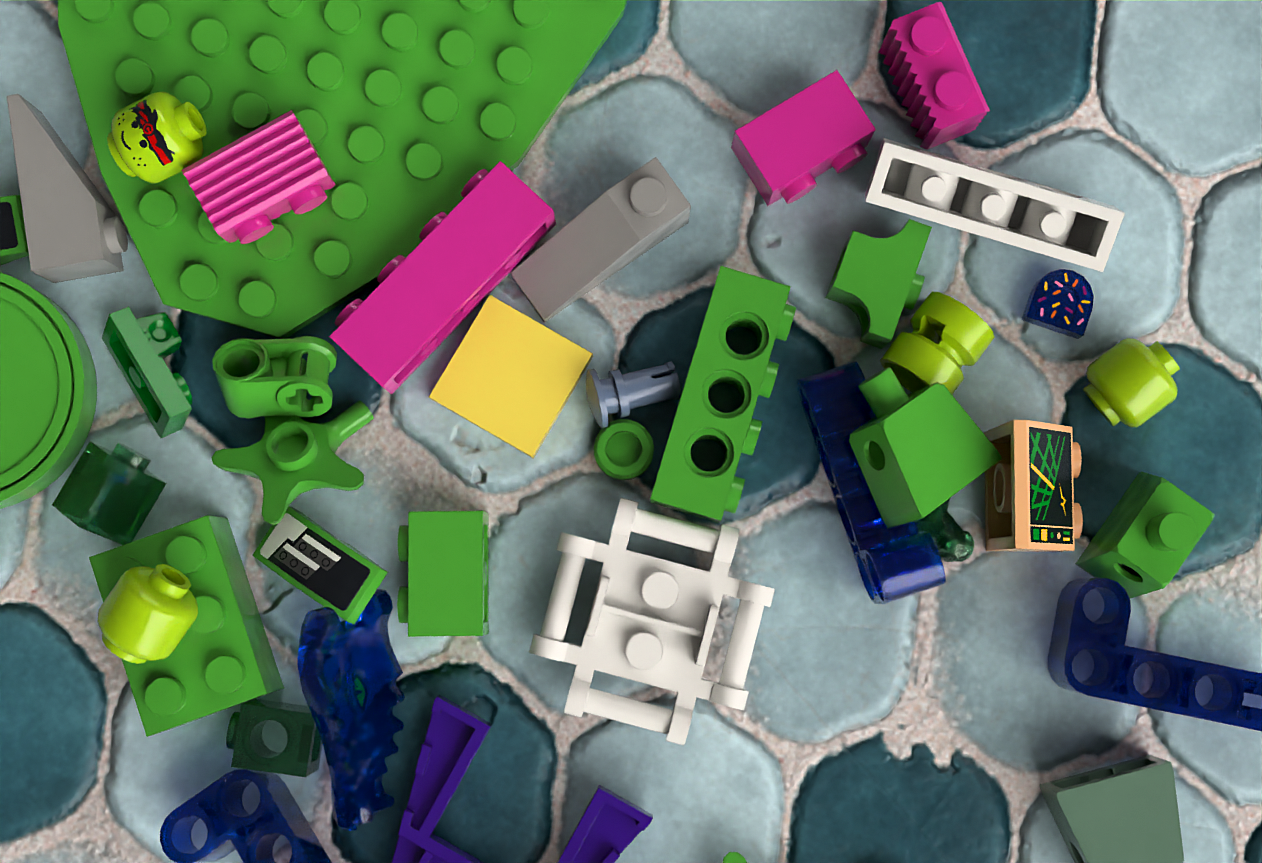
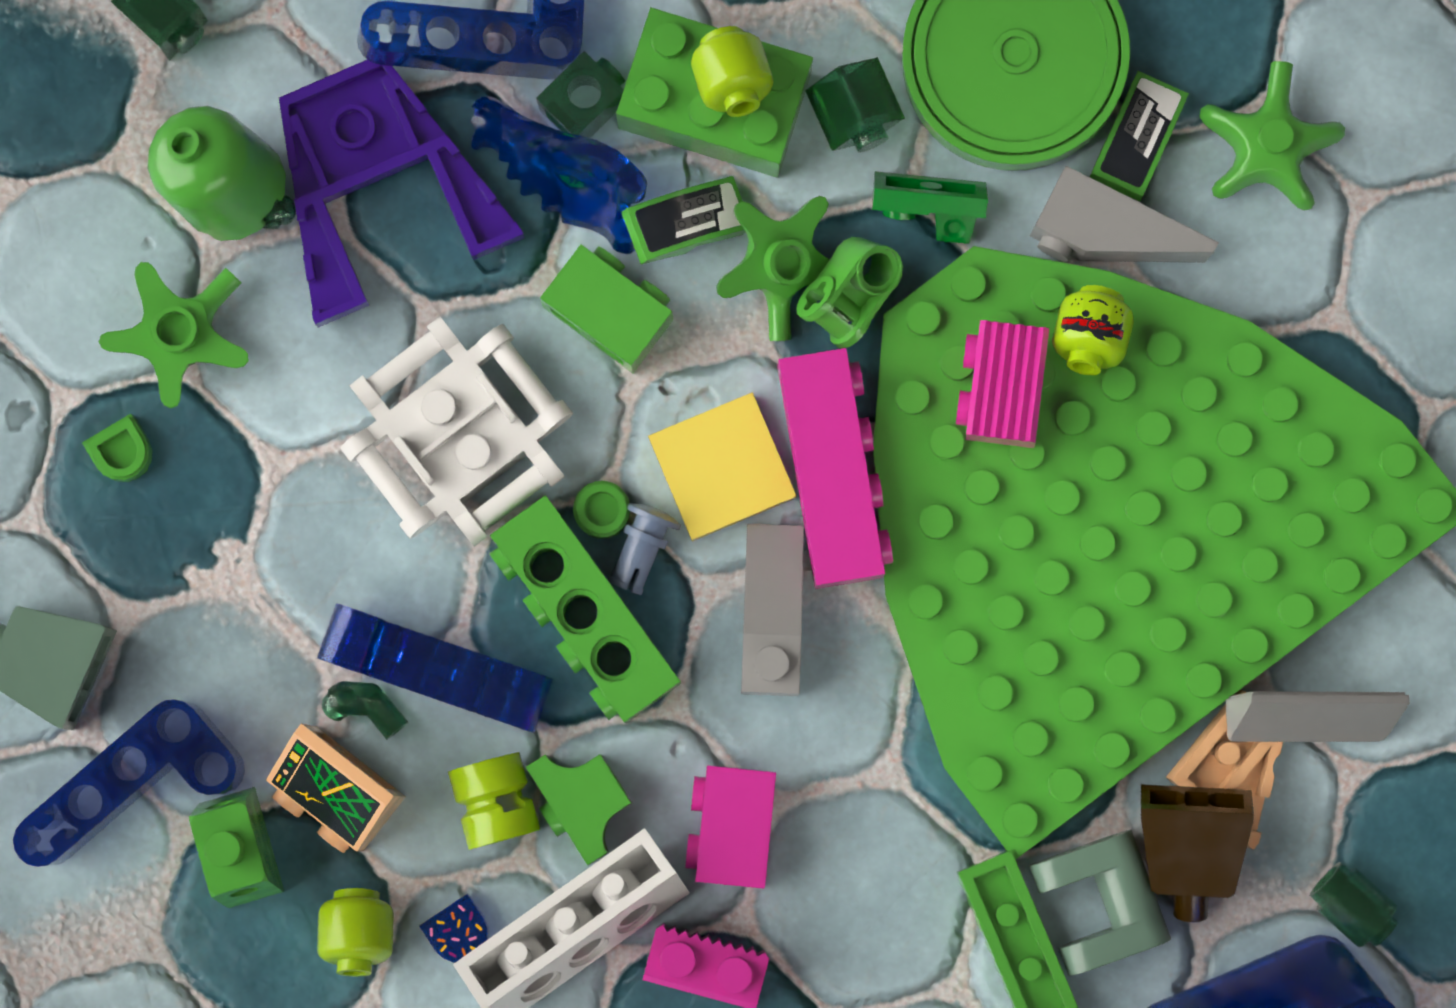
camera: 125 degrees right, 0 degrees up
(917, 448) = (429, 718): bright green torso -> none

